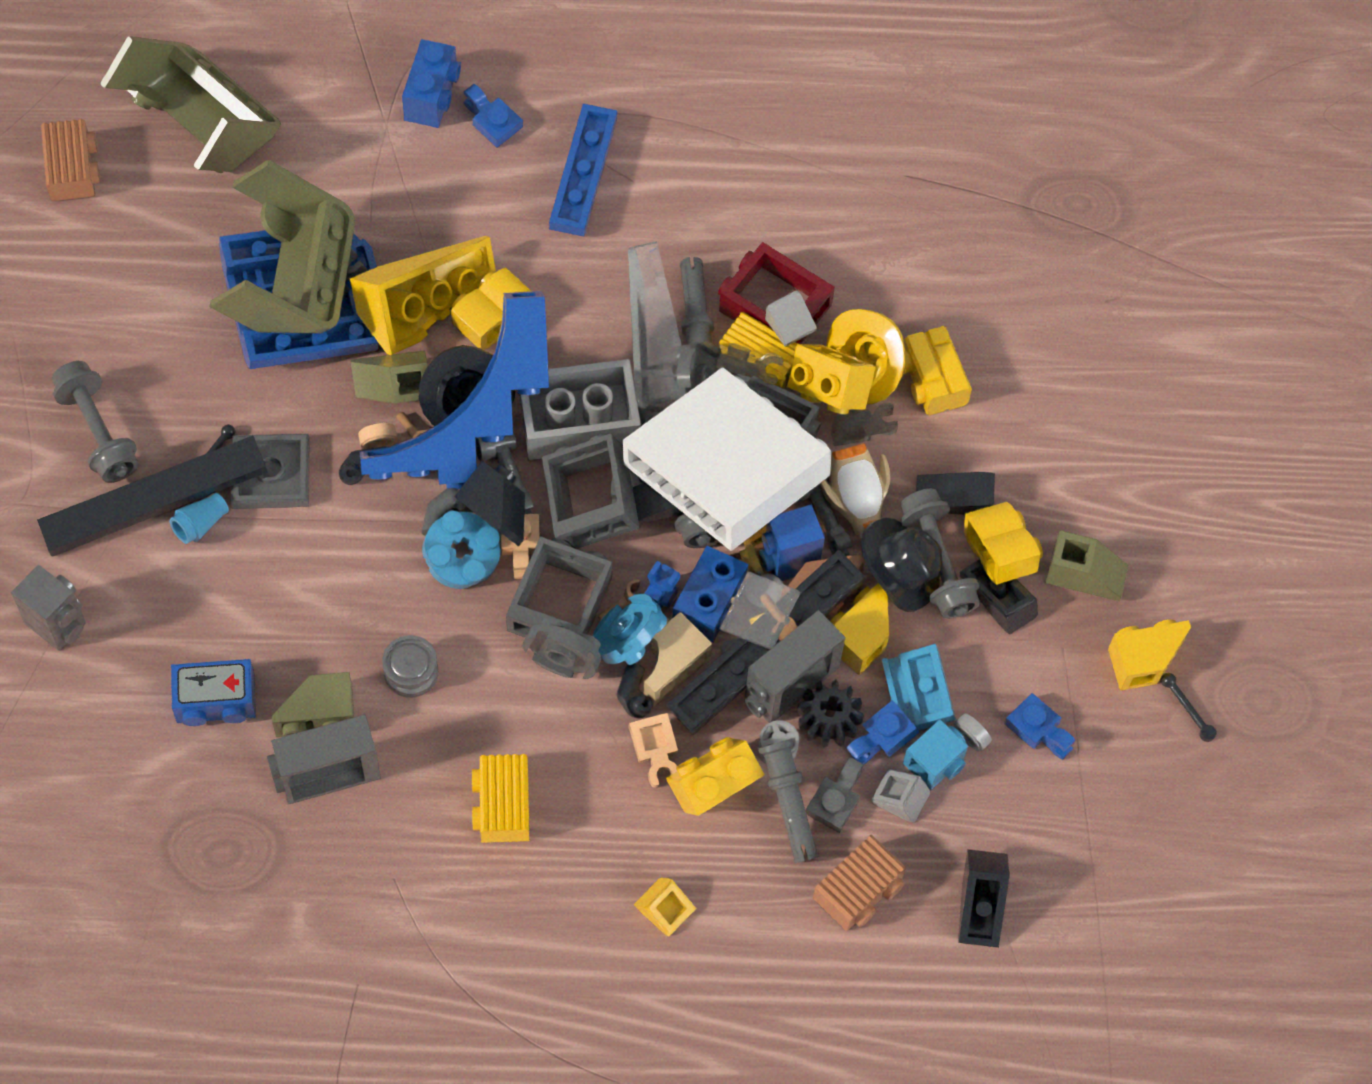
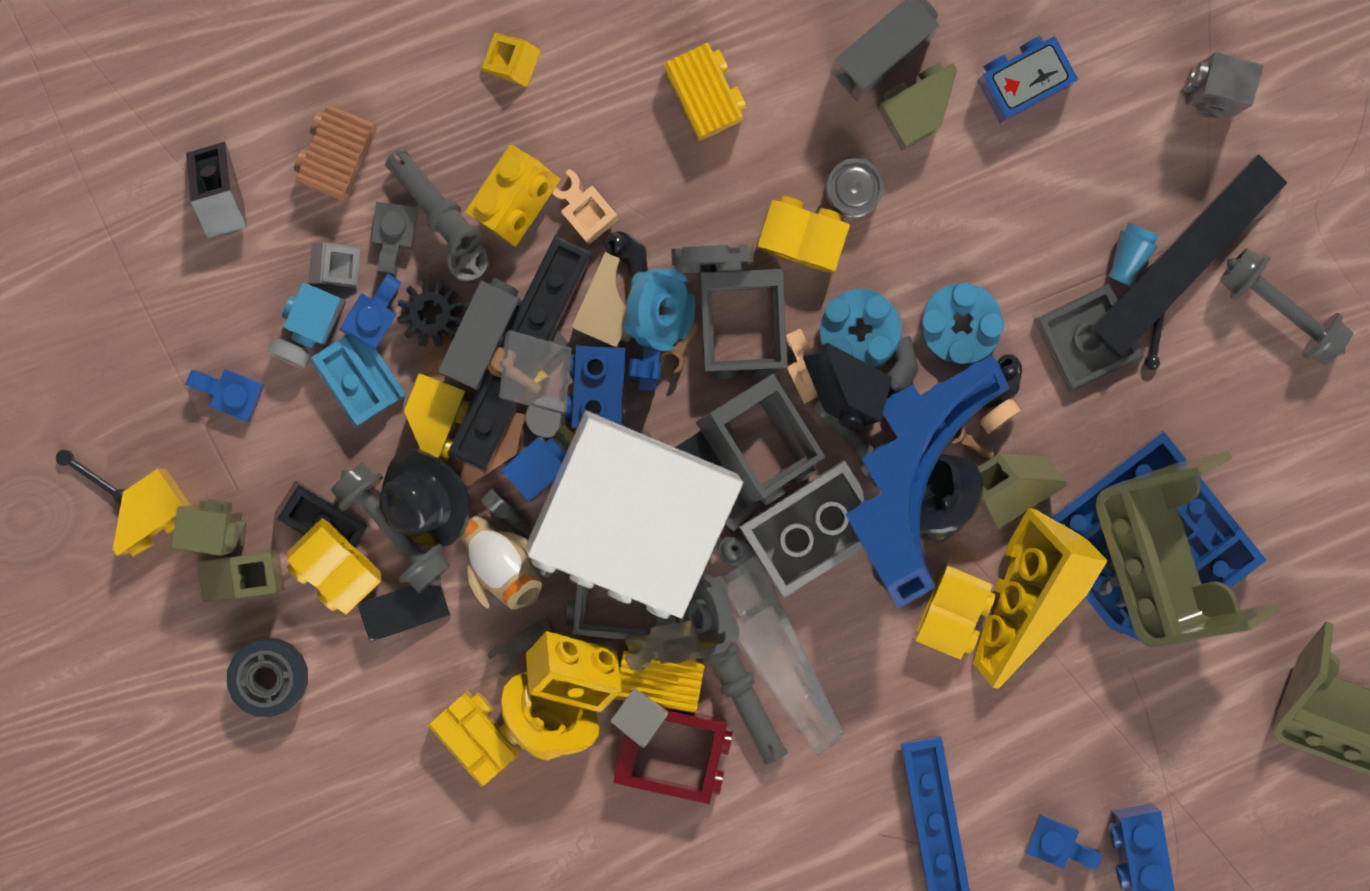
camera: 160 degrees right, 25 degrees up
(366, 504) = (938, 321): none -> dark azure plate
(474, 644) = (803, 235): none -> yellow brick
(1091, 501) = (244, 681): none -> wheel
(1098, 608) = (209, 528): none -> olive brick

